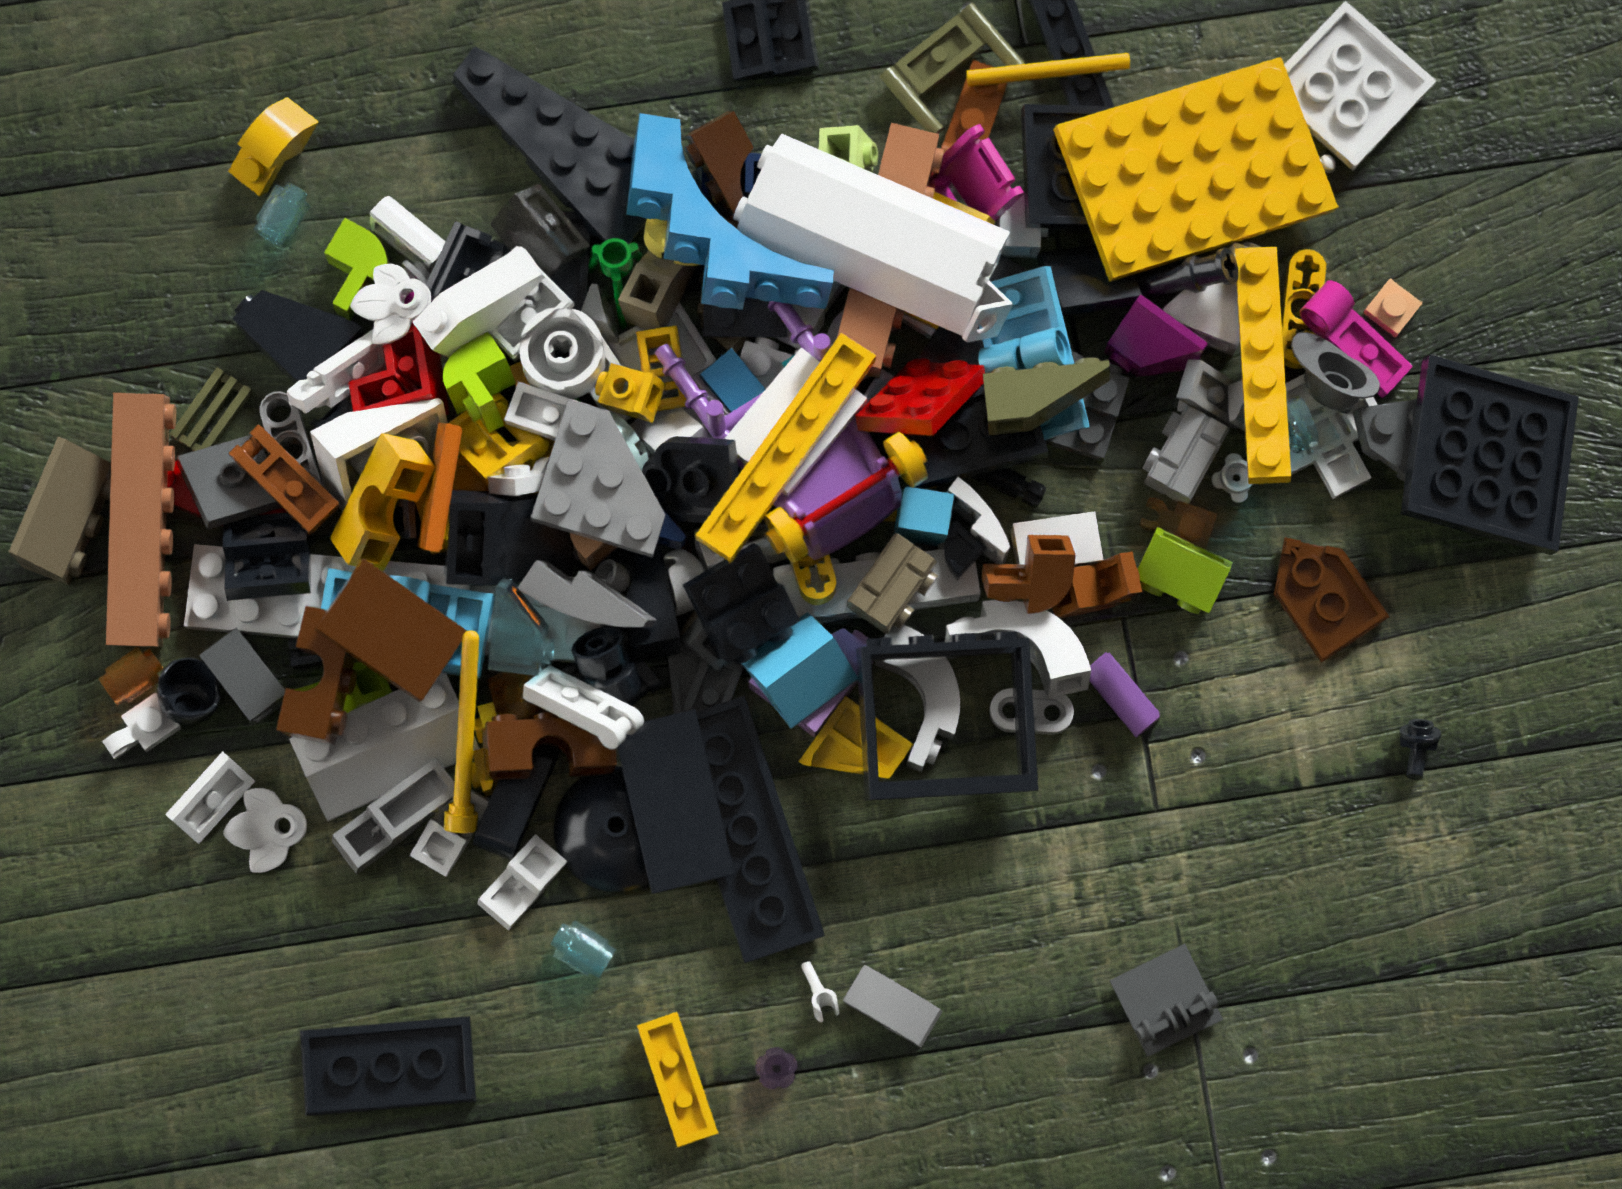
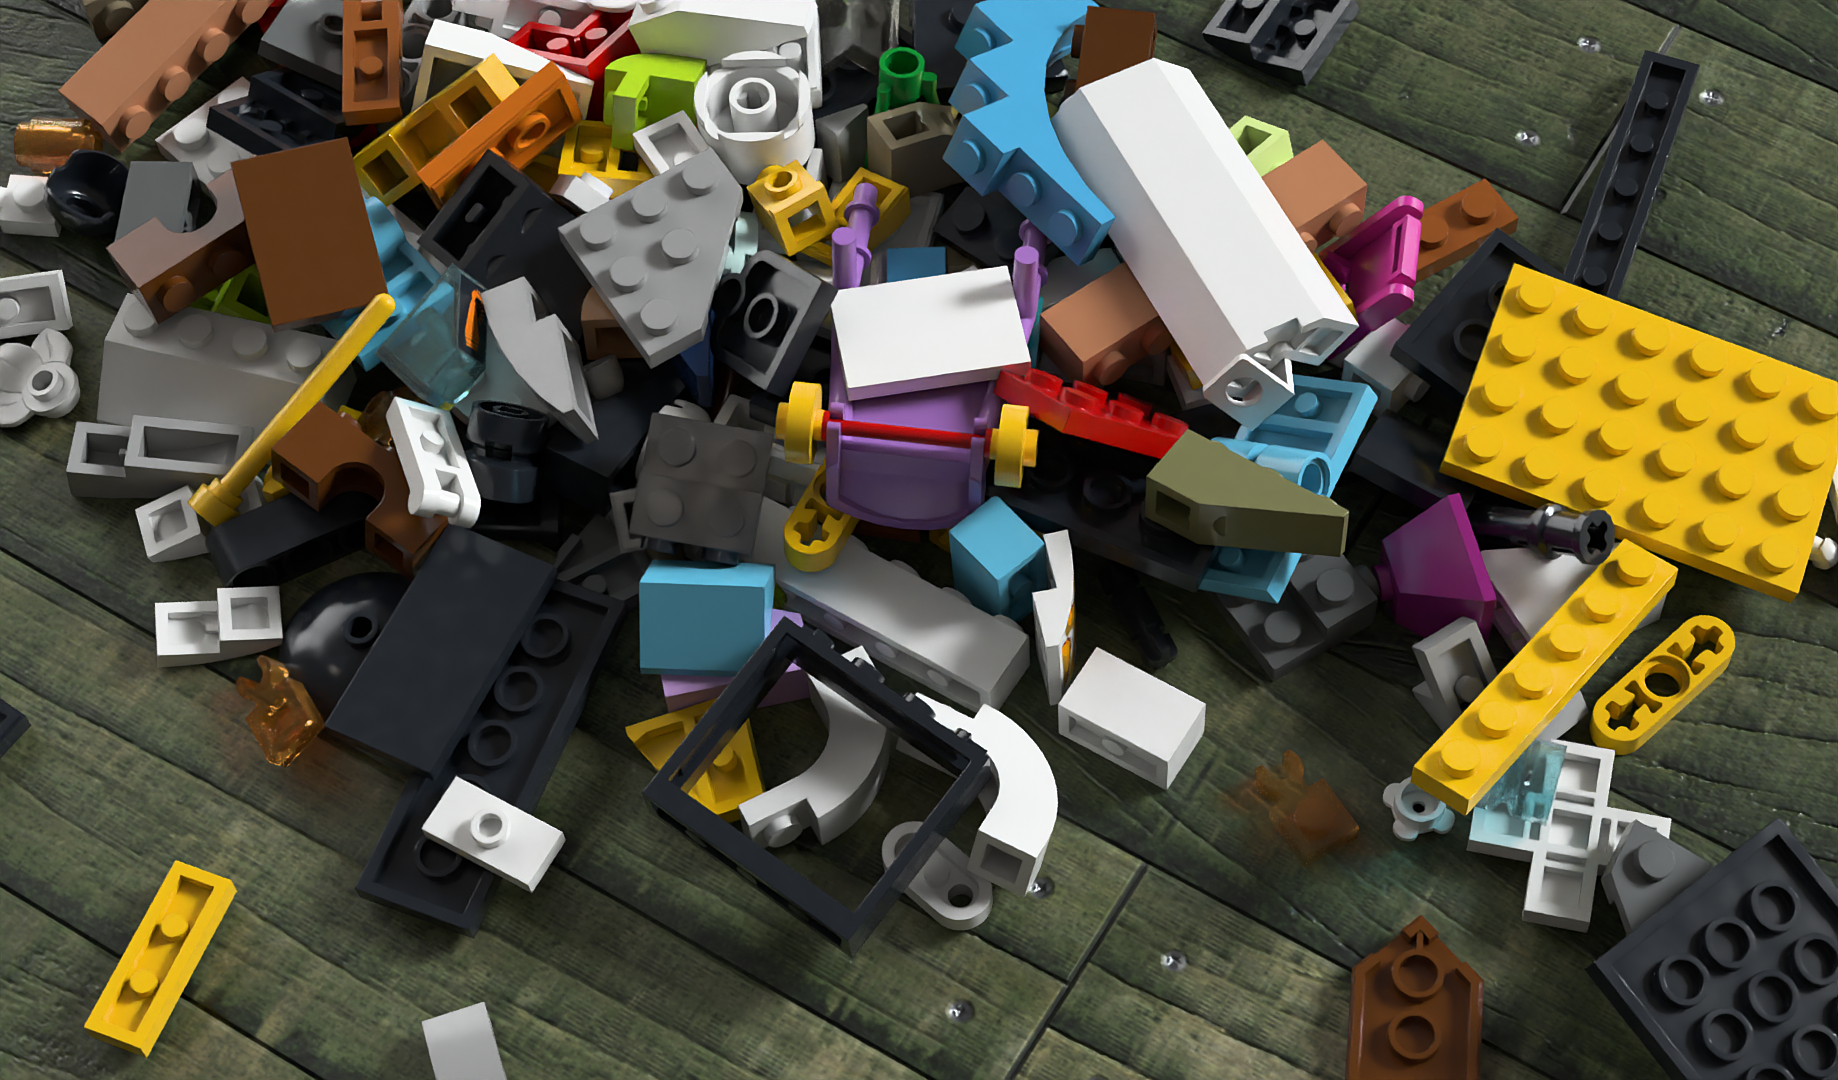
camera: 50 degrees right, 20 degrees down
(582, 948) = (205, 738): clear light blue brick -> none
(611, 902) = (284, 712): none -> clear orange plate
(773, 1057) = (275, 1021): clear purple plate -> none
(785, 447) = (886, 334): yellow plate -> none
(795, 877) = (494, 834): none -> white plate
(821, 996) = (402, 999): white hand -> none
(892, 585) = (892, 598): dark tan brick -> none
(940, 57) = (1452, 154): olive plate -> none
(961, 550) = (1008, 627): black tile -> none
(1040, 580) = (1067, 719): dark orange brick -> none
(1048, 69) = (1563, 232): yellow bar -> none
(1101, 586) = (1131, 792): dark orange brick -> none
(1123, 695) = (1062, 938): medium lavender brick -> none
(1183, 571) = (1256, 852): lime brick -> none
(1185, 455) = (1373, 732): light grey brick -> none
(1331, 374) = (1632, 758): dark grey piece -> none
(1332, 317) = (1697, 752): dark pink plate -> none
(1392, 308) = (1781, 763): light nougat plate -> none

